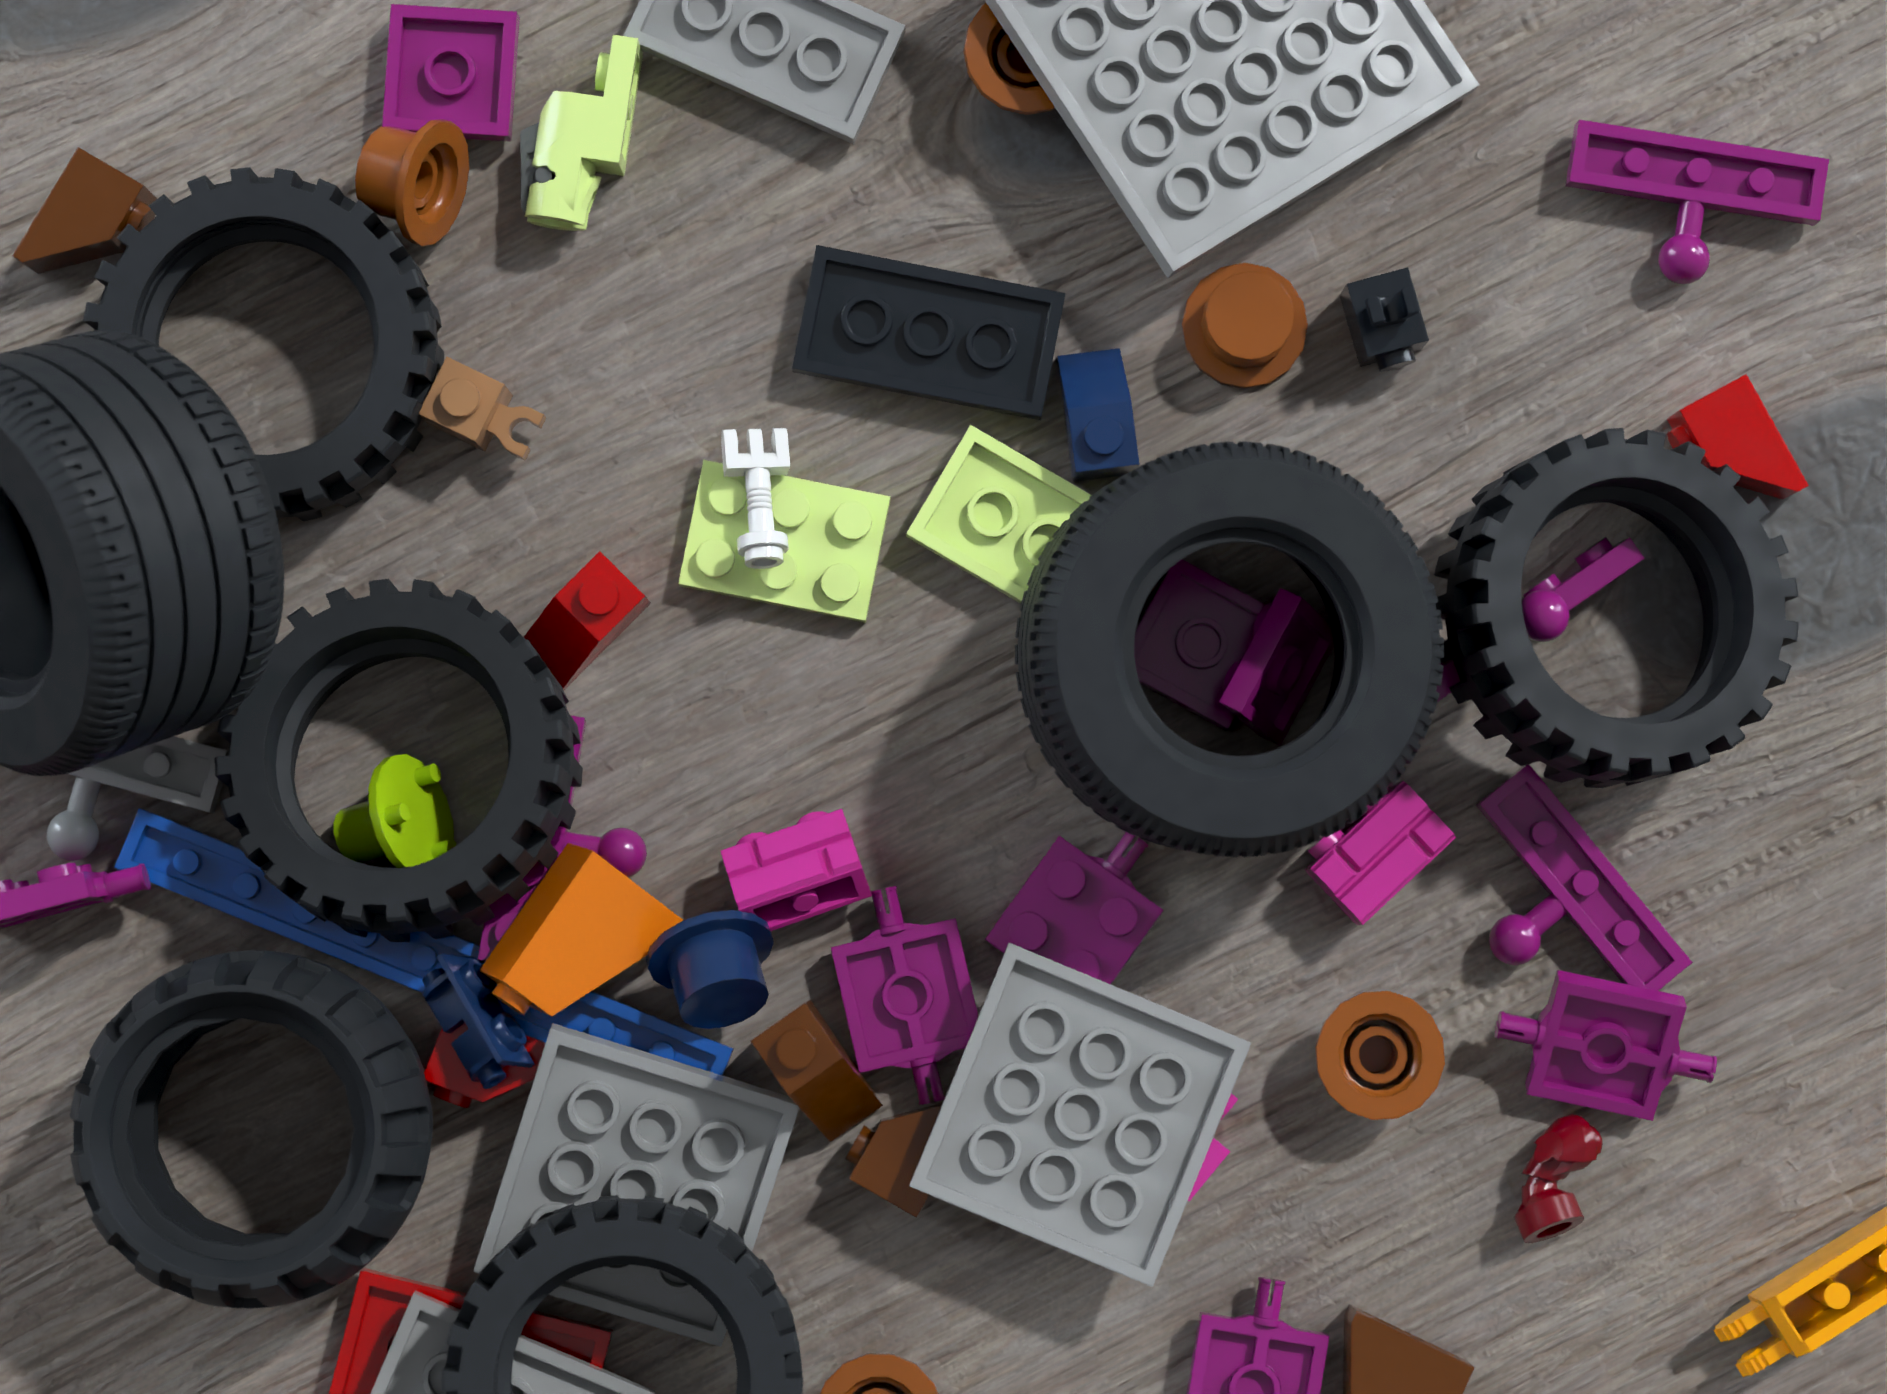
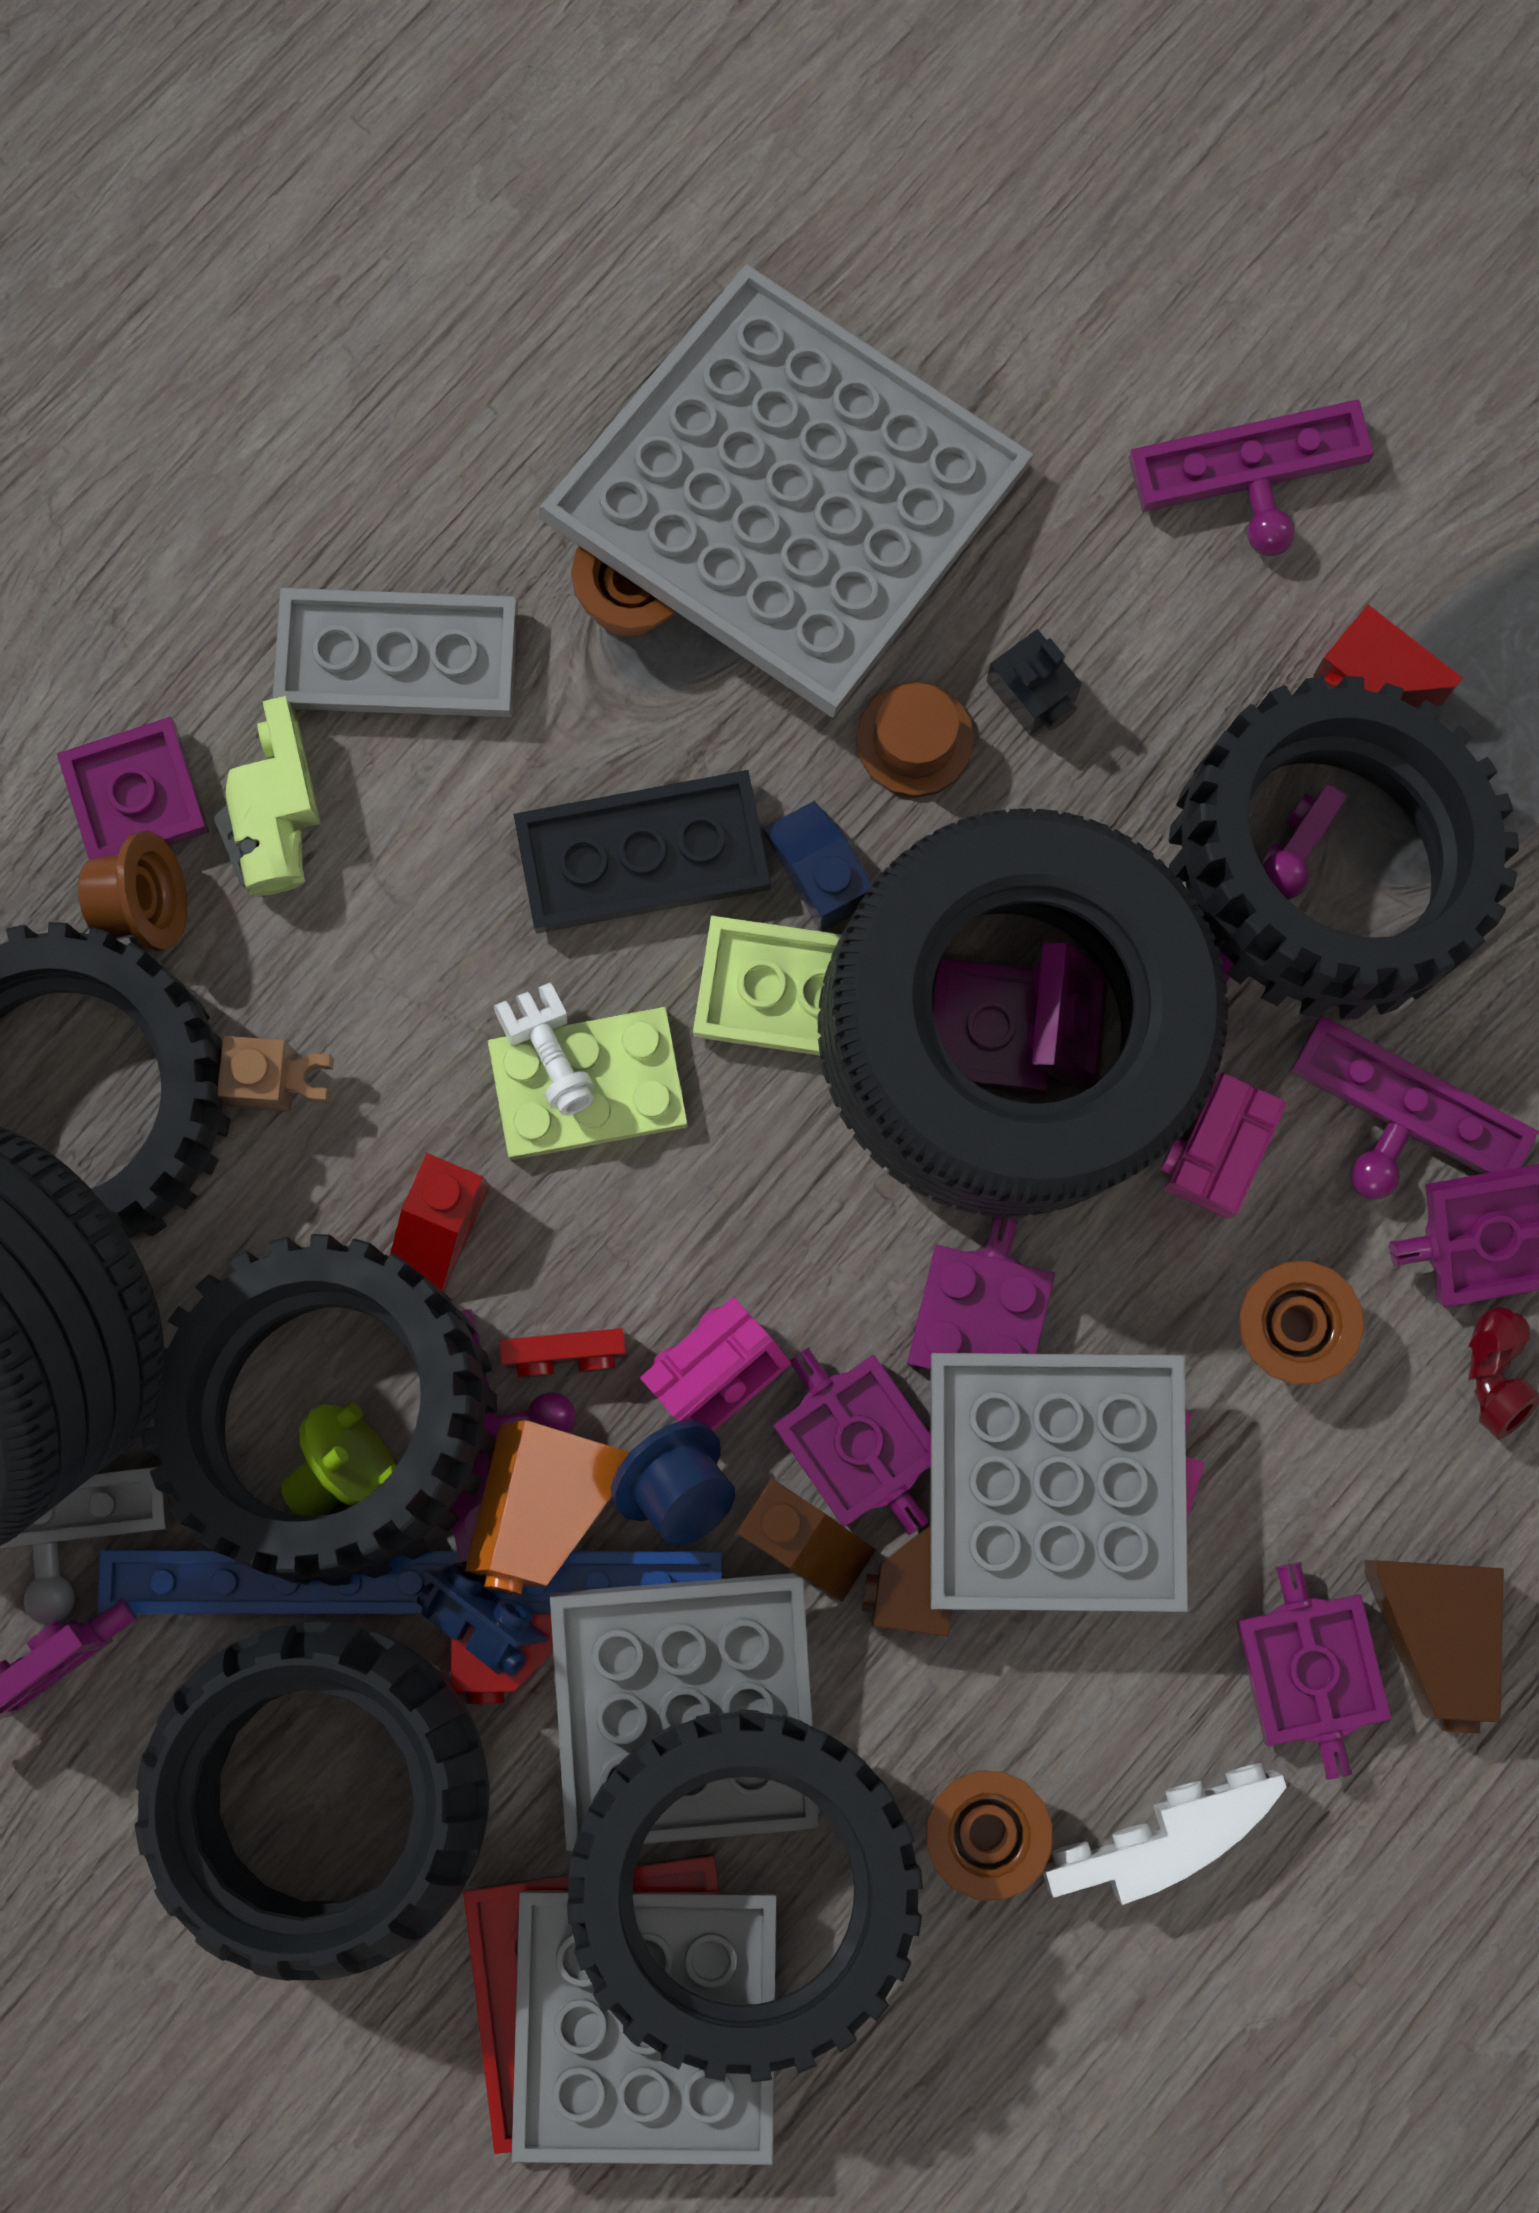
camera: 15 degrees left, 5 degrees down
(684, 804) = (590, 1349): none -> red plate

